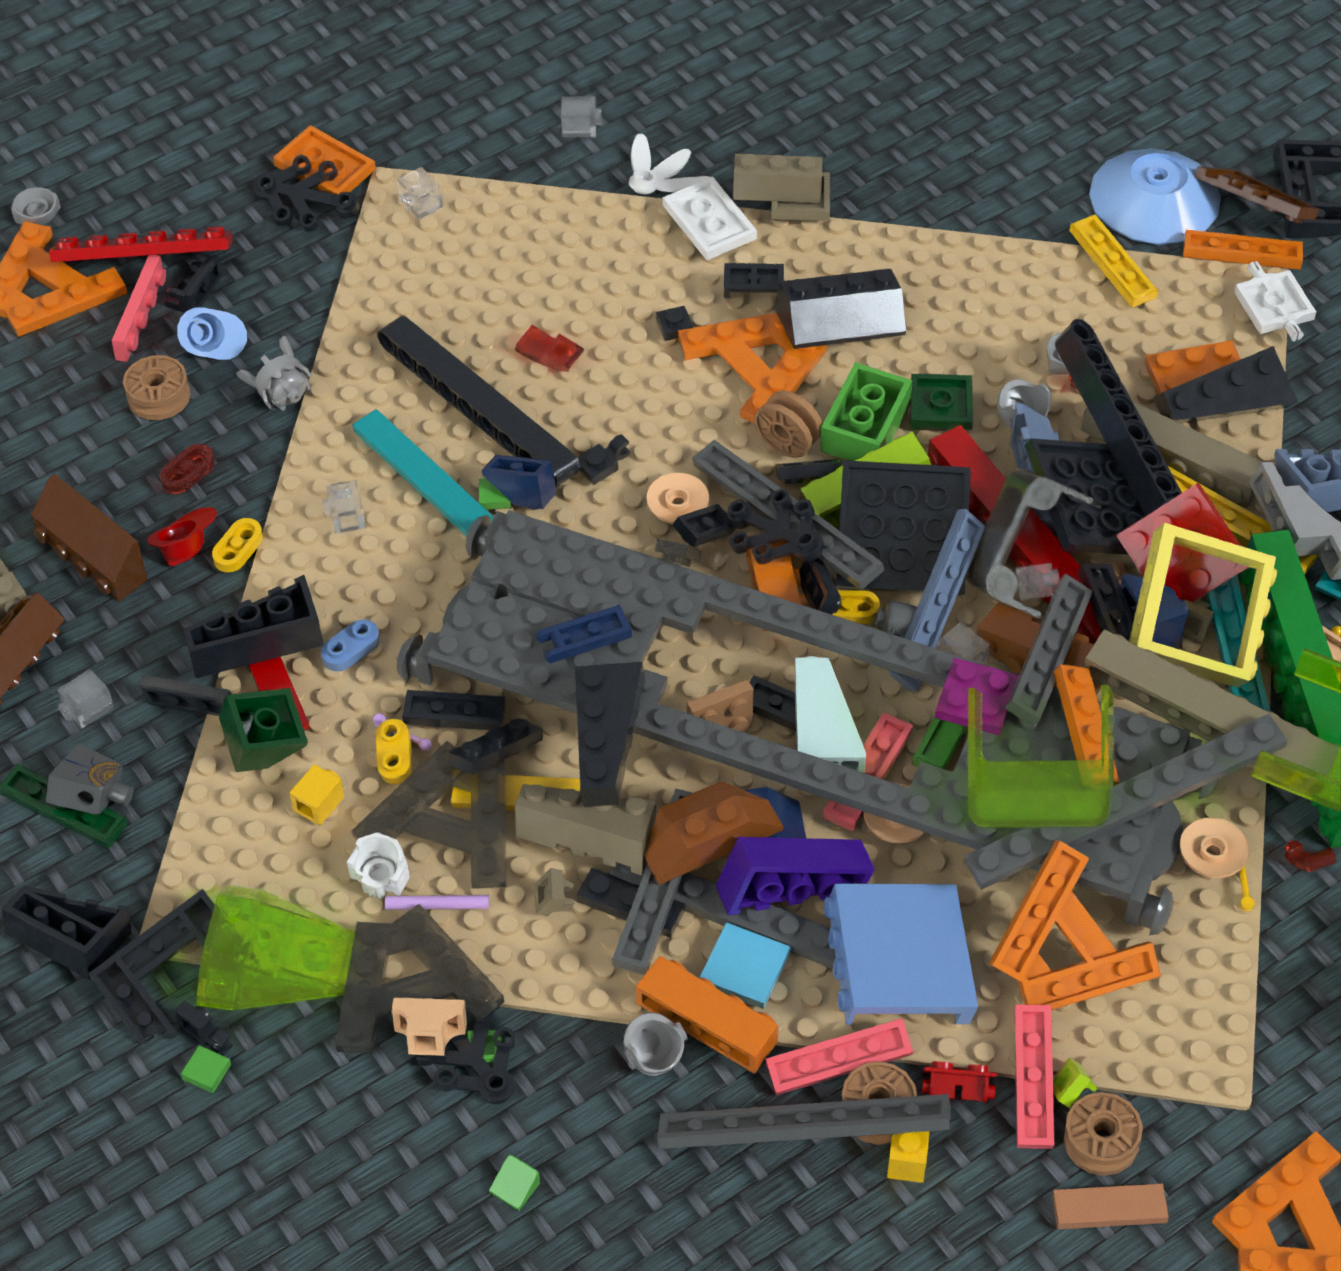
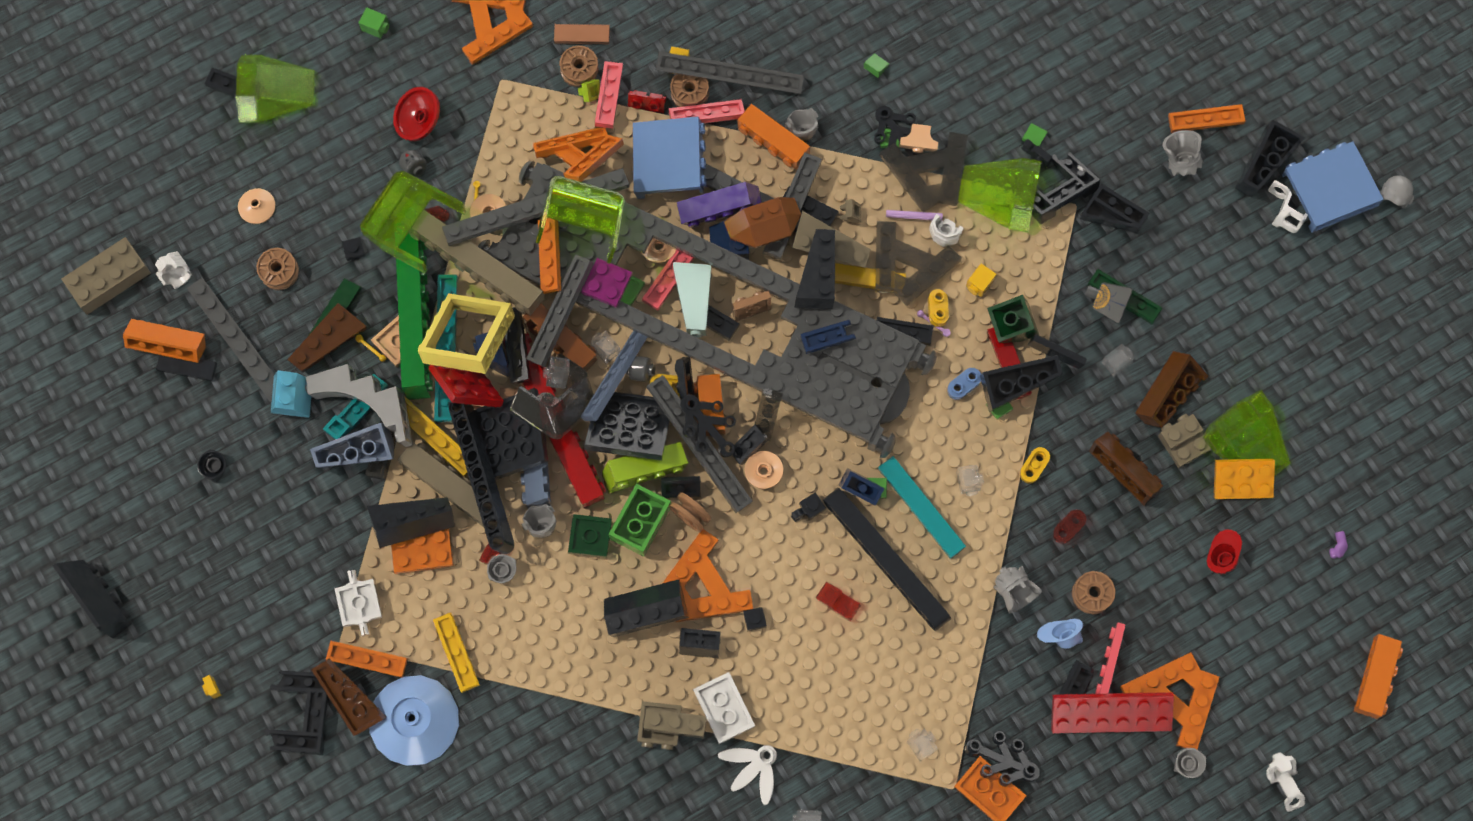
camera: 175 degrees left, 20 degrees up
(183, 537) = (1068, 470): red piece -> none
(495, 746) = (882, 295): black plate -> none
(746, 964) = (751, 165): medium azure tile -> none

